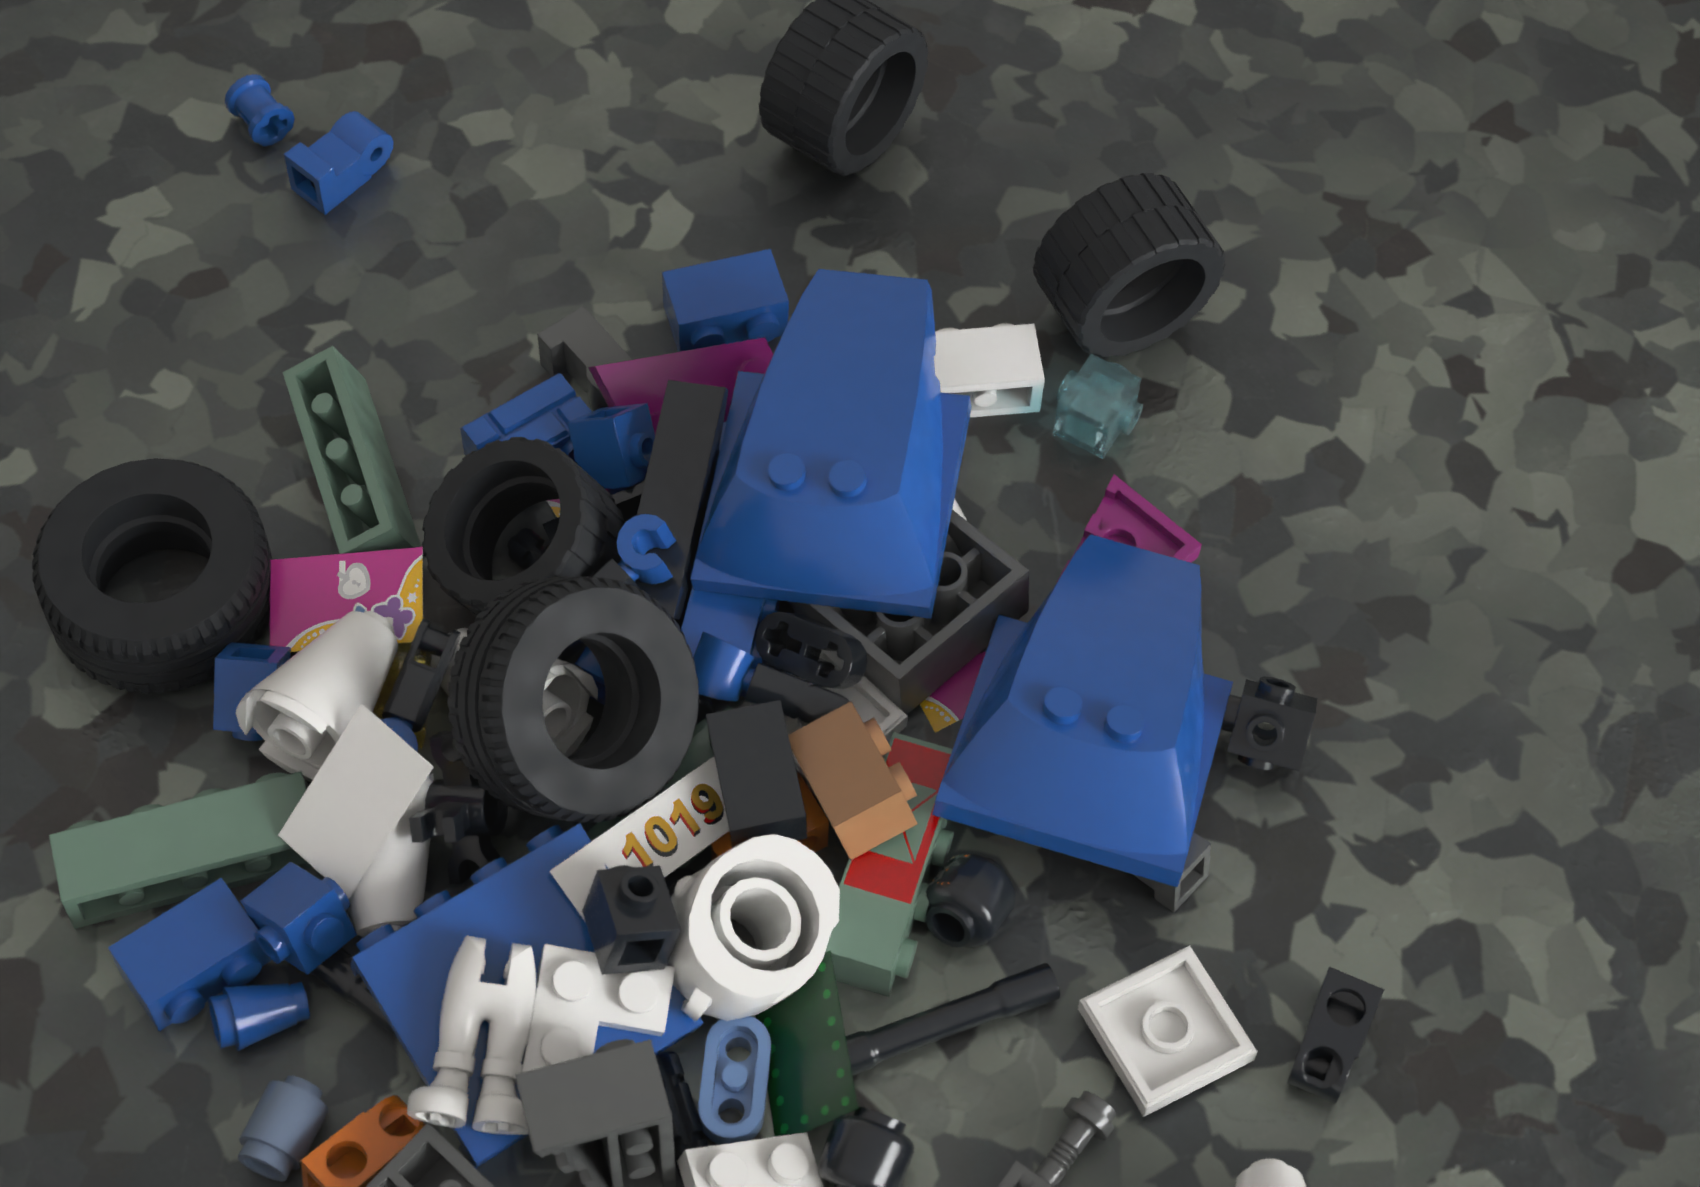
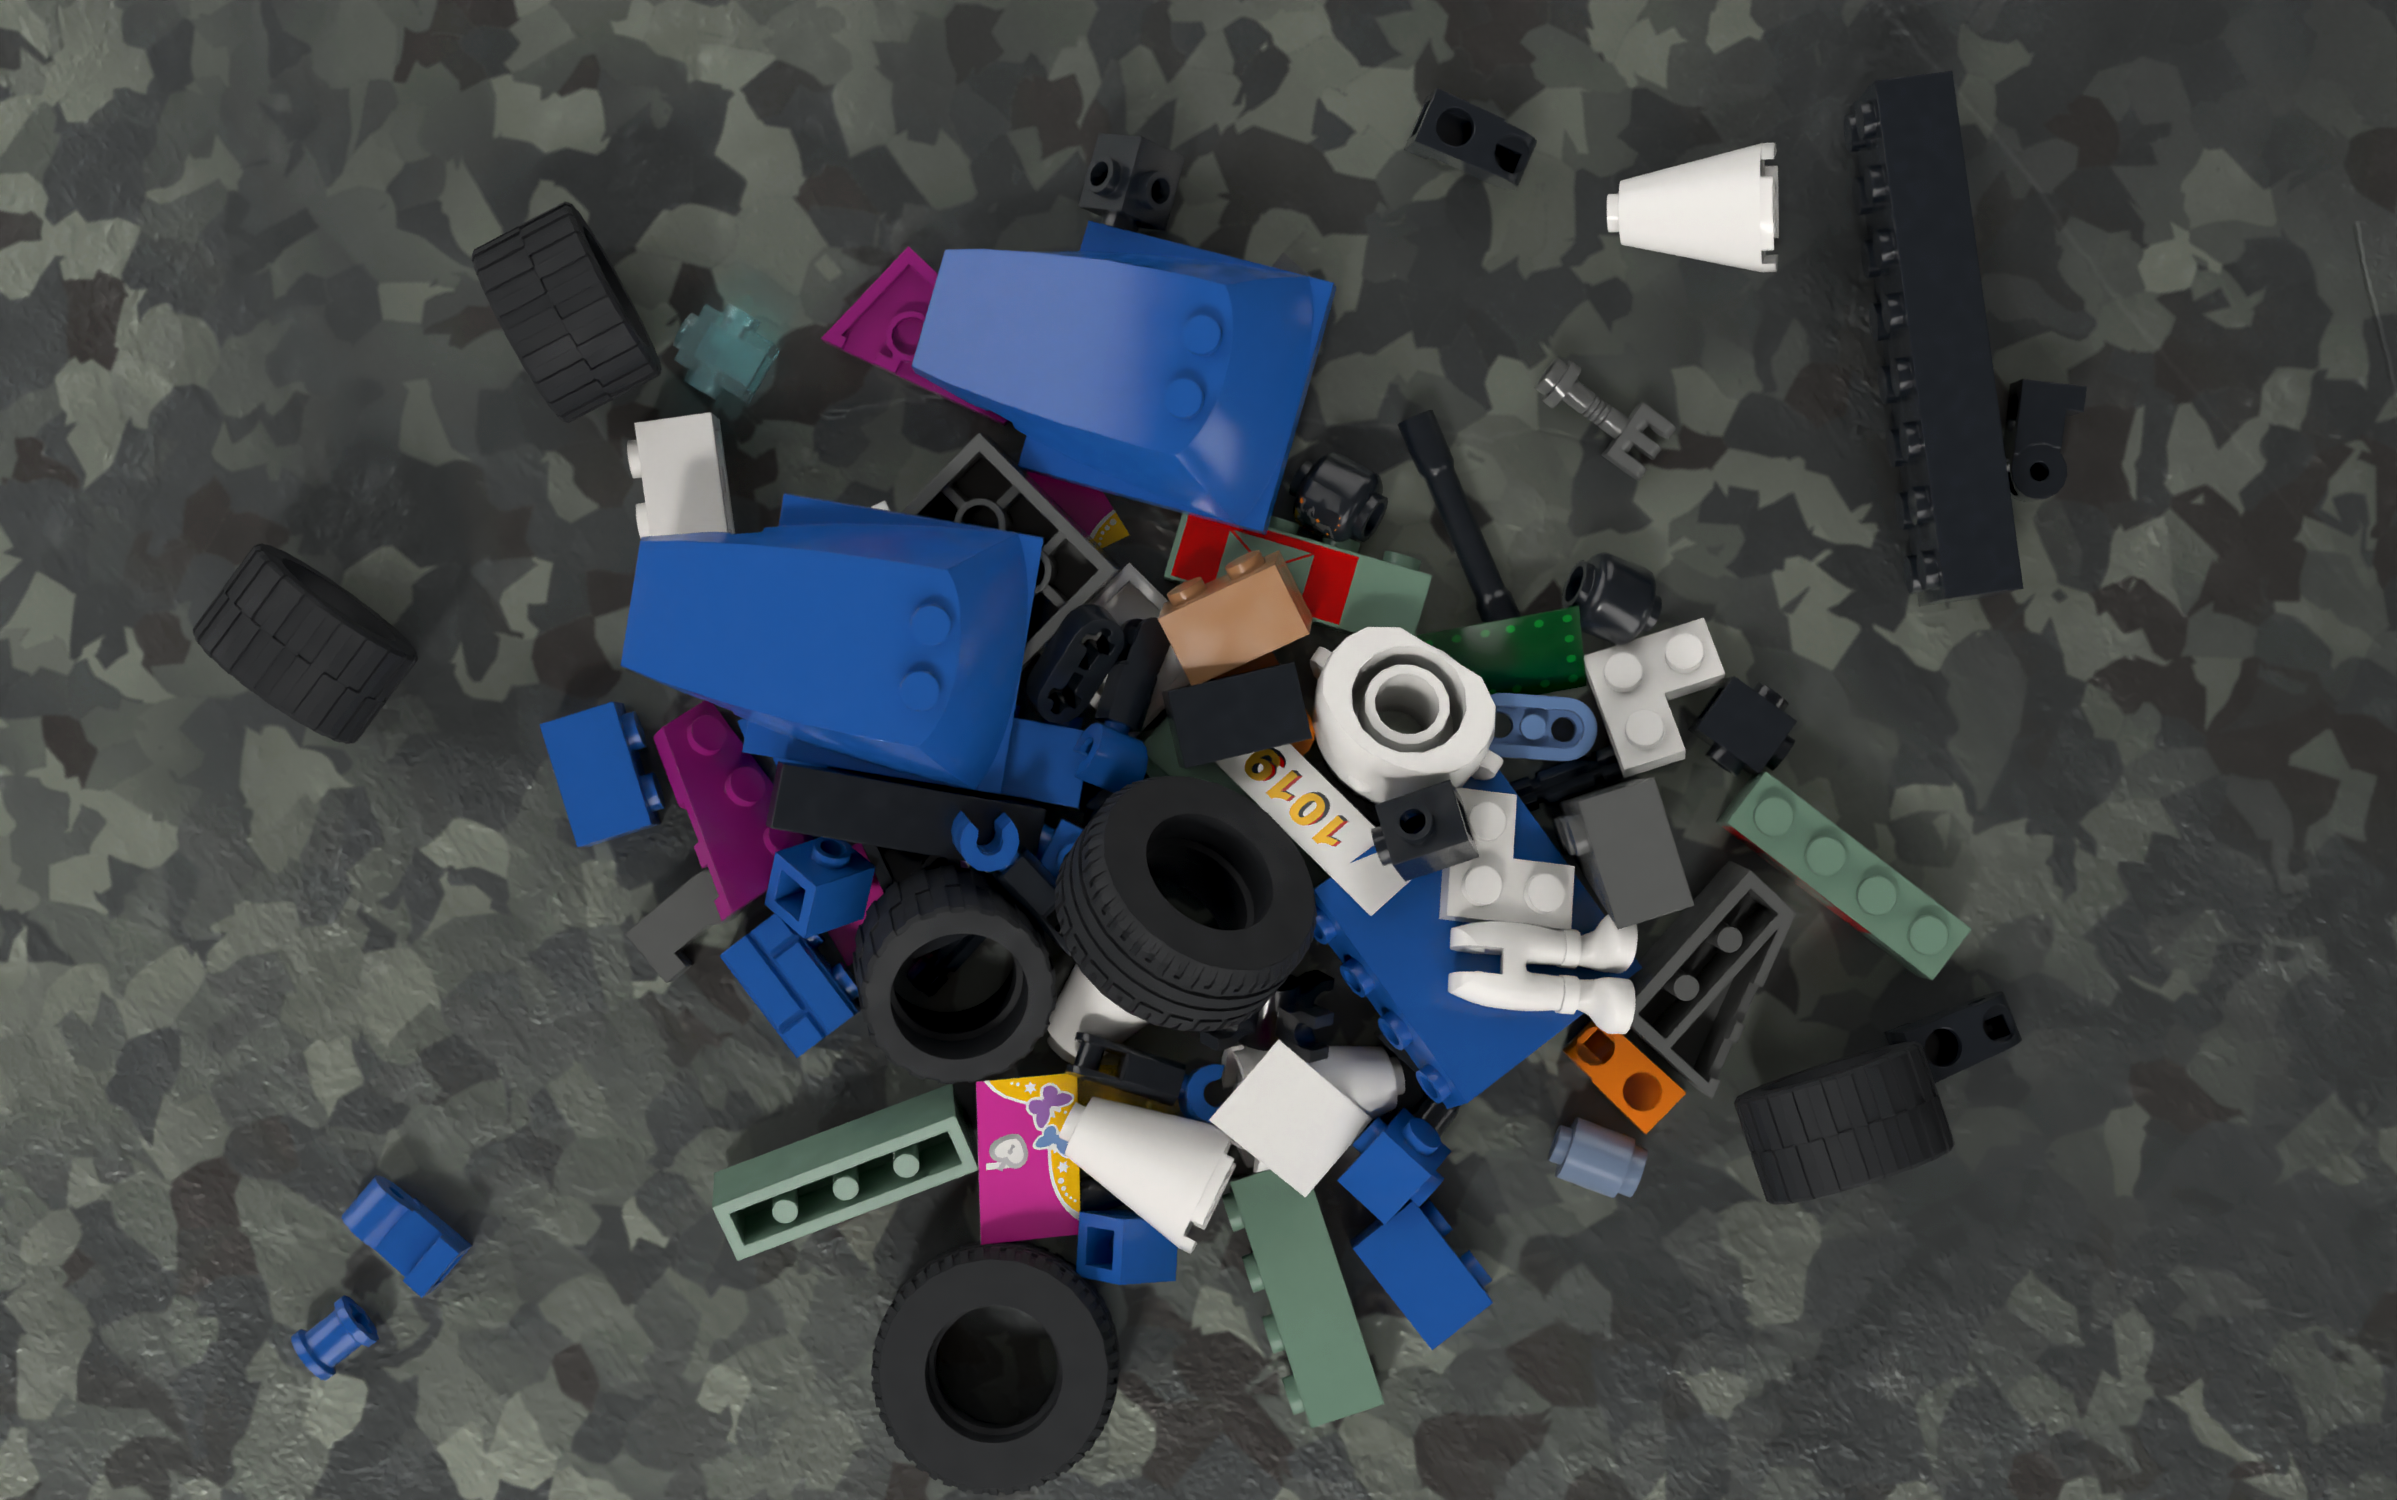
camera: 90 degrees left, 30 degrees up
(256, 1012) = (1477, 1198): blue cone -> none
(1167, 1030) = (1466, 304): white plate -> none

